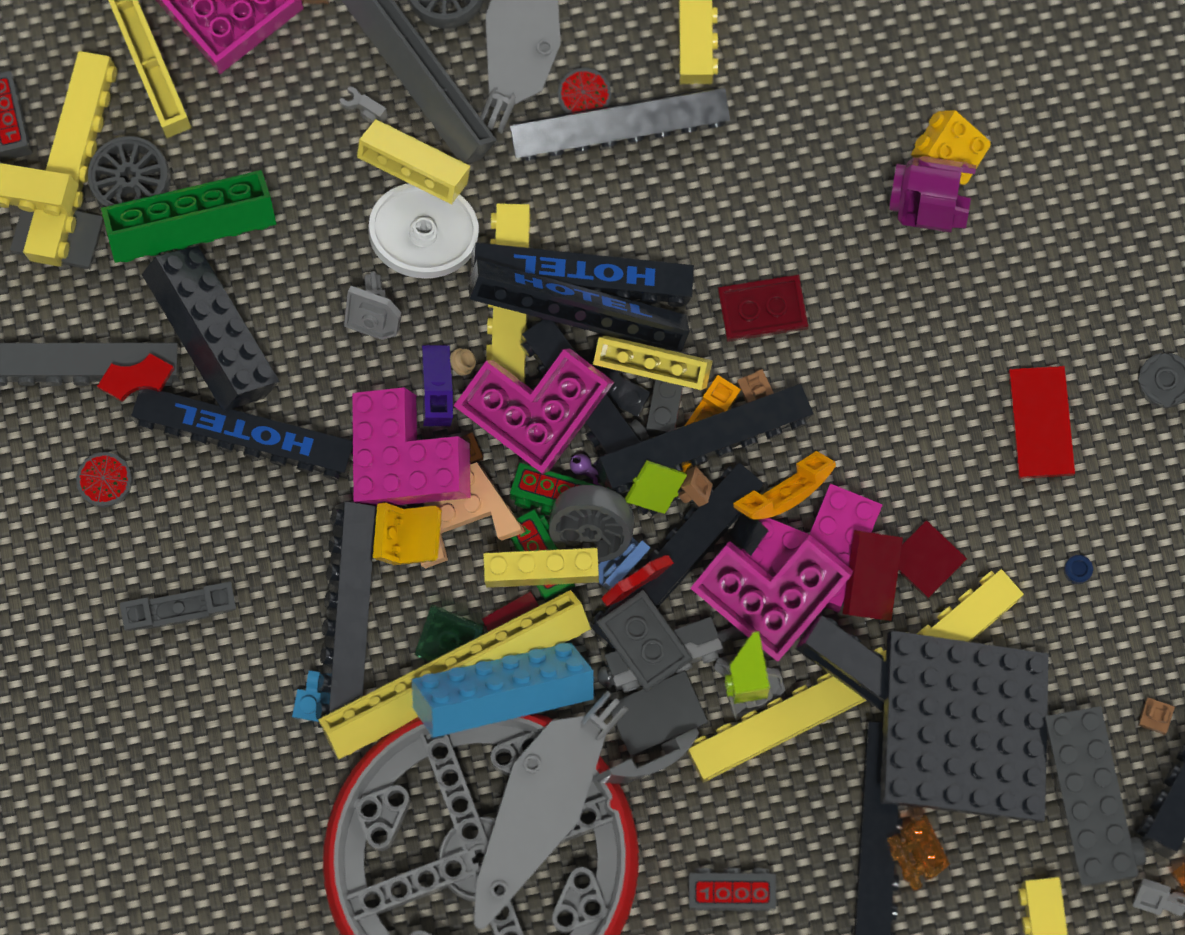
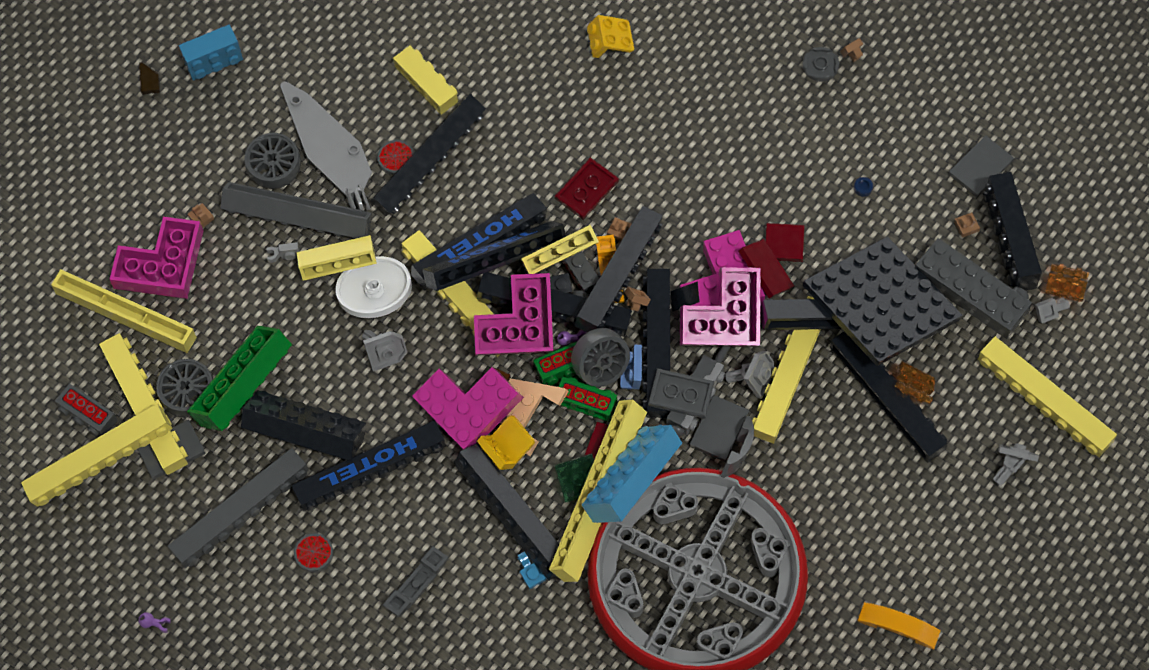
camera: 40 degrees left, 10 degrees down
(148, 374) = (280, 489): red tile -> none
(437, 385) = (453, 359): dark purple slope -> none
(462, 361) = (454, 337): tan plate -> none
(540, 804) = (705, 514): light grey wing -> none
(541, 567) = (595, 399): light yellow brick -> none
(641, 577) = (650, 364): red tile -> none
(655, 487) = (617, 311): lime piece -> none
(732, 890) = (839, 481): brick -> none
(748, 673) = (754, 356): lime slope -> none
(810, 475) = (688, 249): light orange slope -> none
(928, 194) = (623, 63): magenta piece -> none
(976, 609) = (833, 242): light yellow brick -> none
(1041, 422) = (779, 132): red tile -> none

